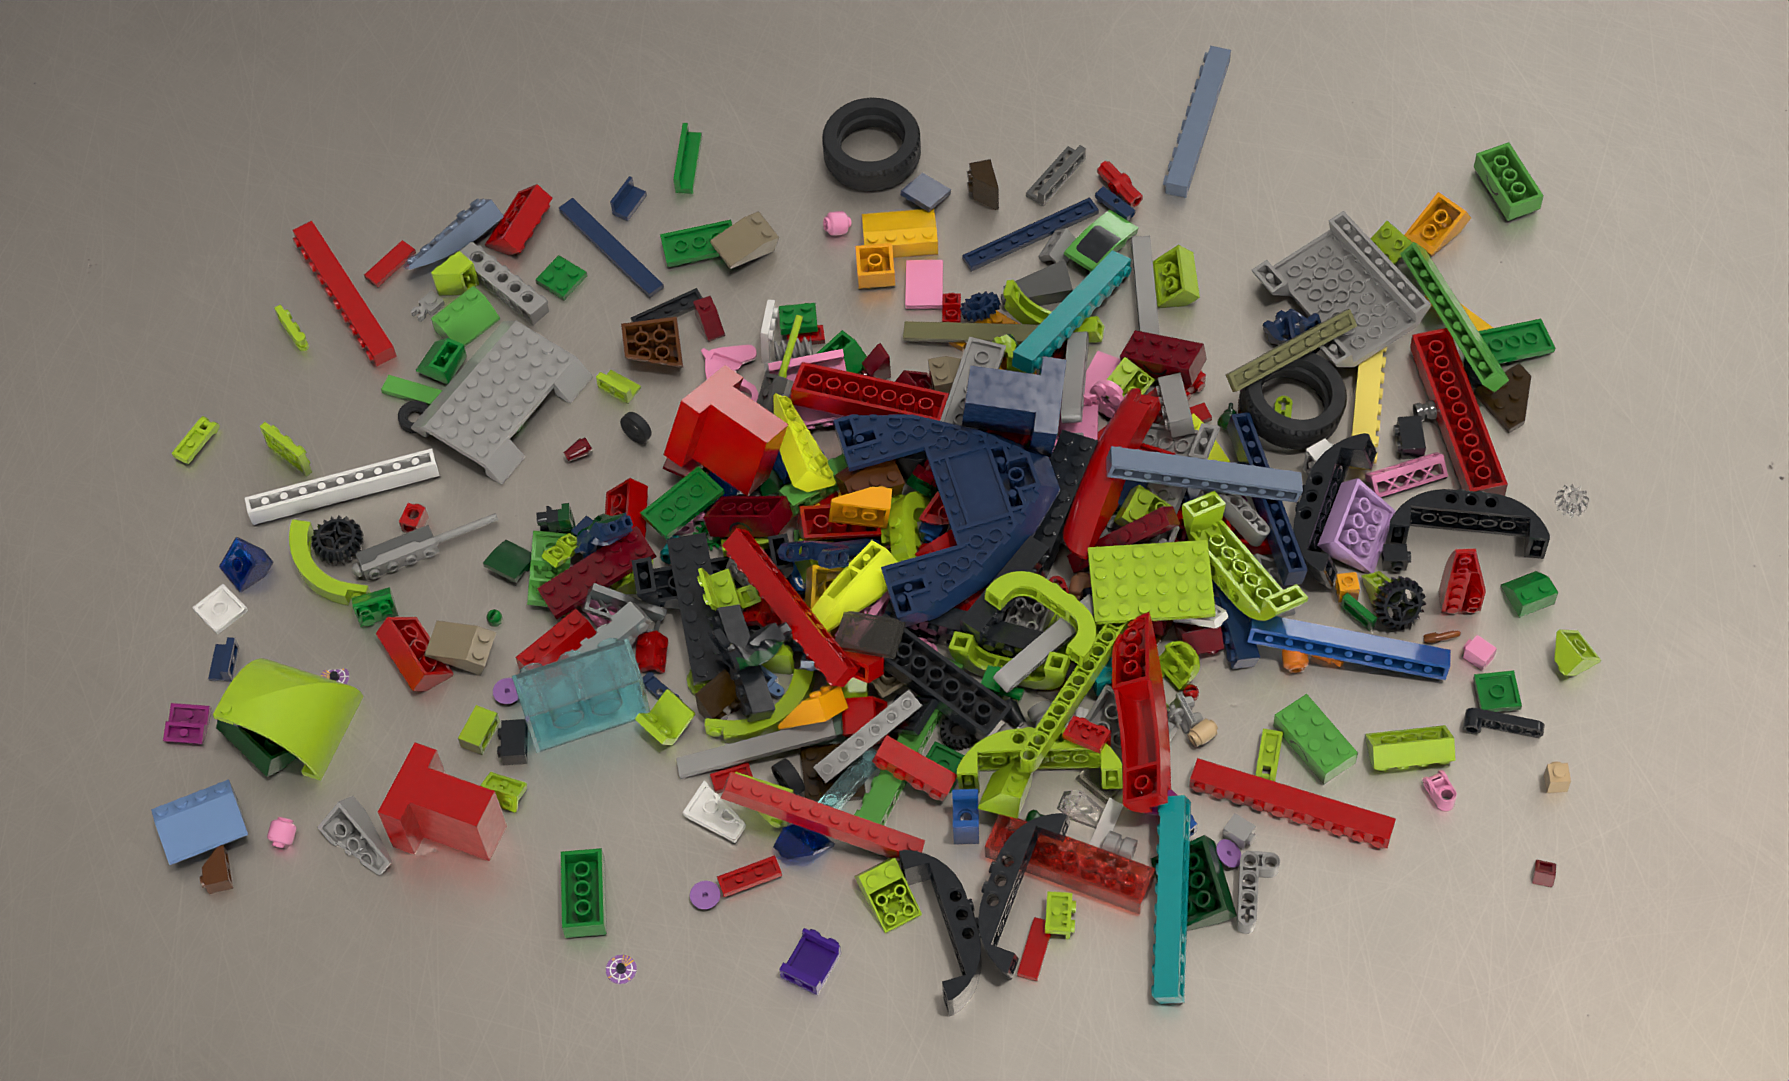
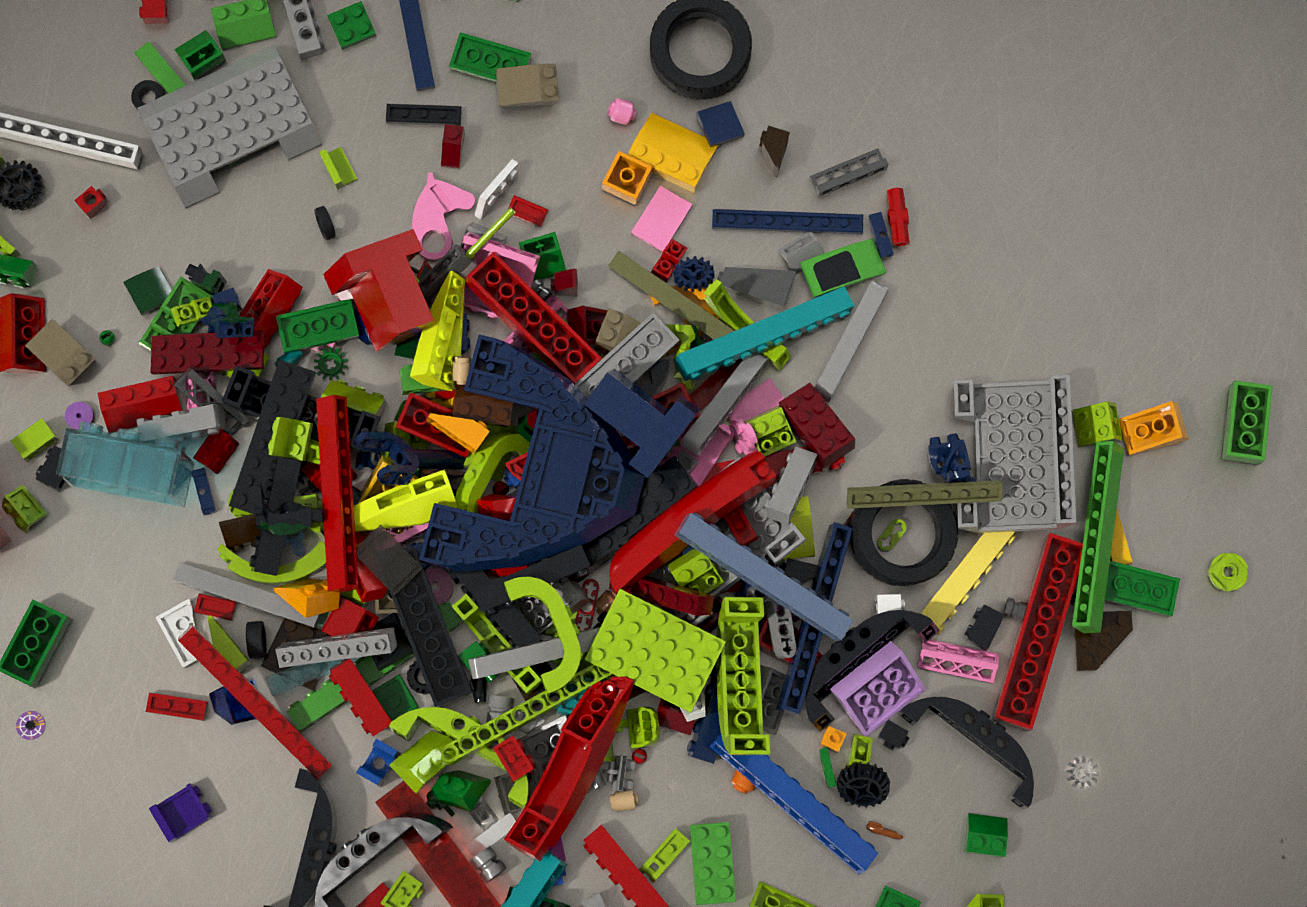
camera: 25 degrees right, 20 degrees up
(286, 448) = (19, 70): lime plate -> none
(407, 549) = (70, 229): piece -> none
(578, 449) = (266, 213): dark red cone -> none
(653, 341) = (388, 146): reddish brown wedge -> none
(666, 718) = (188, 523): lime bracket -> none
(705, 894) = (132, 701): medium lavender piece -> none
(757, 514) = (363, 374): dark red brick -> none
(788, 313) = (529, 191): green plate -> none
(800, 349) = (512, 226): light grey piece -> none
(835, 459) = (461, 369): none -> tan brick
(888, 894) = (276, 790): lime slope -> none
(1054, 796) = (460, 789): none -> green slope
(1175, 278) = (884, 345): lime slope -> none
(1198, 121) = (1011, 191): sand blue brick -> none
(1201, 412) = (818, 493): red tile -> none
(1224, 418) = (839, 514): dark green piece -> none
(1462, 583) = (921, 804): red wedge -> none
(1479, 652) = (903, 866): bright pink brick -> none
(1575, 304) = (1239, 572): none -> lime plate

